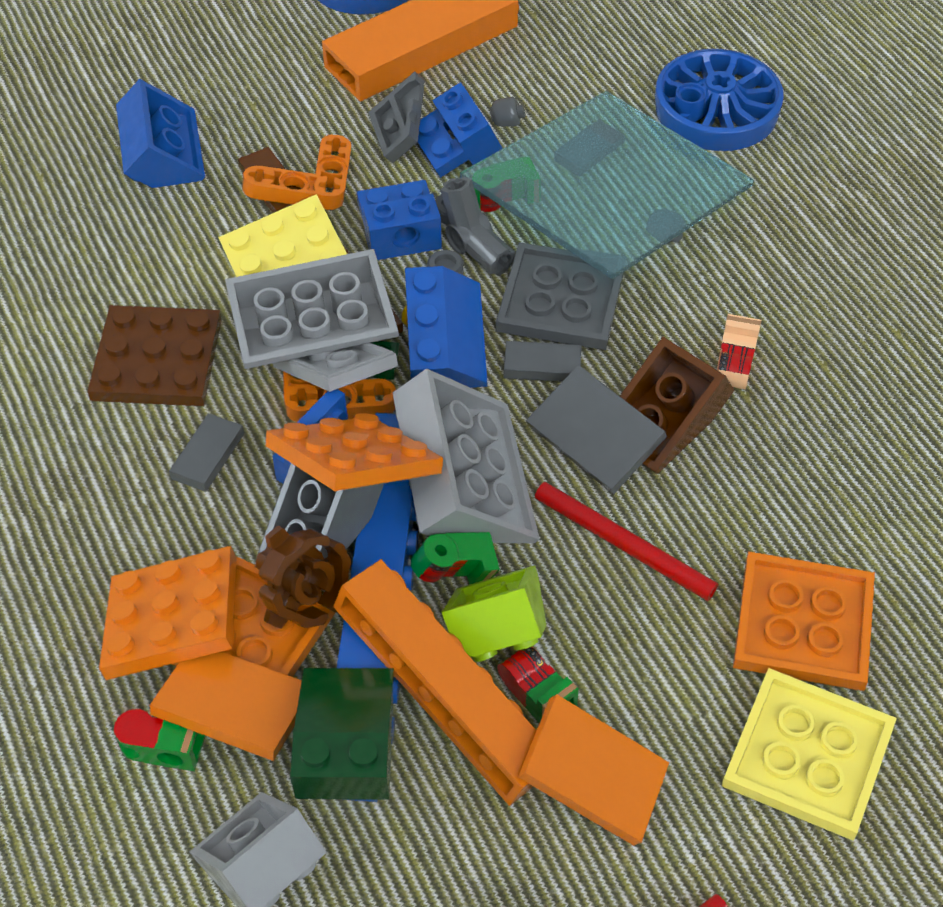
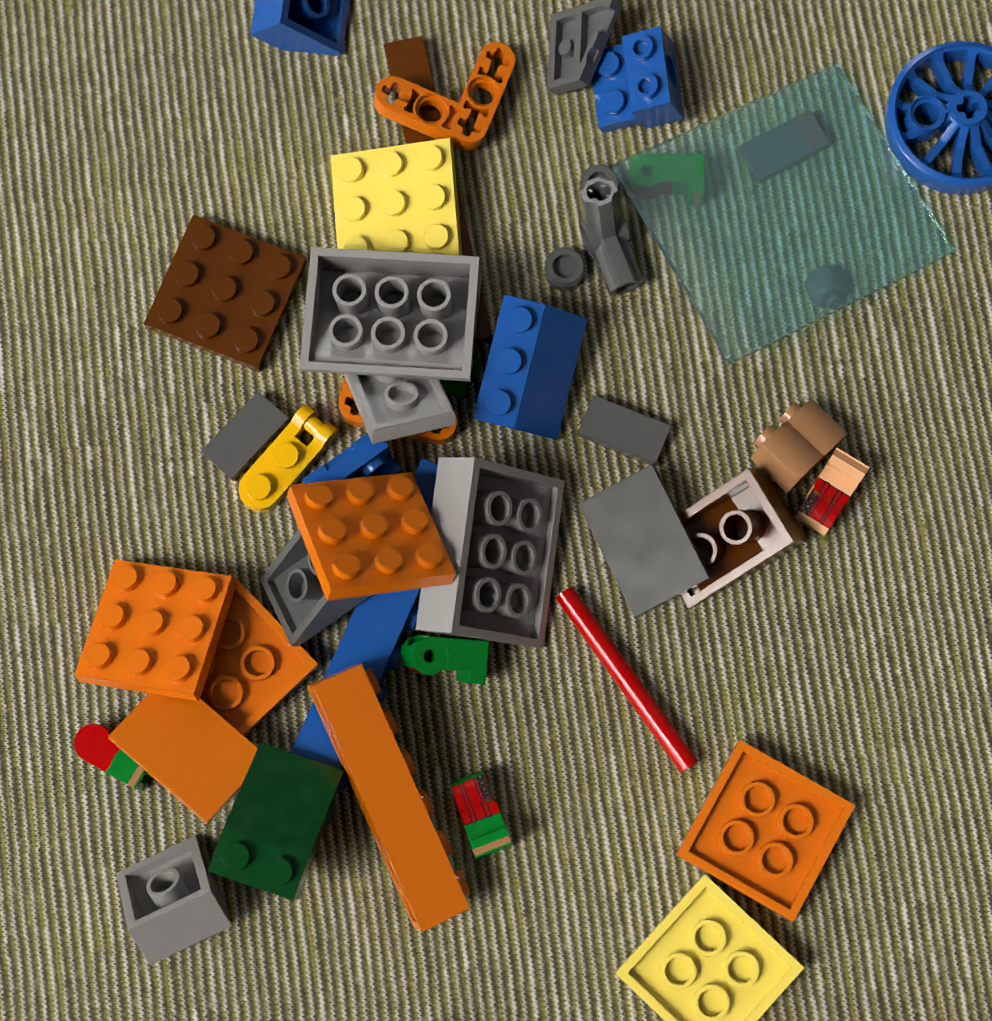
camera: 20 degrees right, 25 degrees up
(246, 464) = (285, 461): none -> yellow plate
(297, 575) = (282, 643): reddish brown piece -> none
(400, 219) = (533, 189): blue brick -> none
(497, 614) = (465, 730): lime slope -> none
(507, 112) = (711, 59): dark grey piece -> none
(558, 298) = (665, 356): dark grey plate -> none
(594, 770) = (497, 929): orange tile -> none
(694, 324) = (797, 445): none -> medium nougat brick

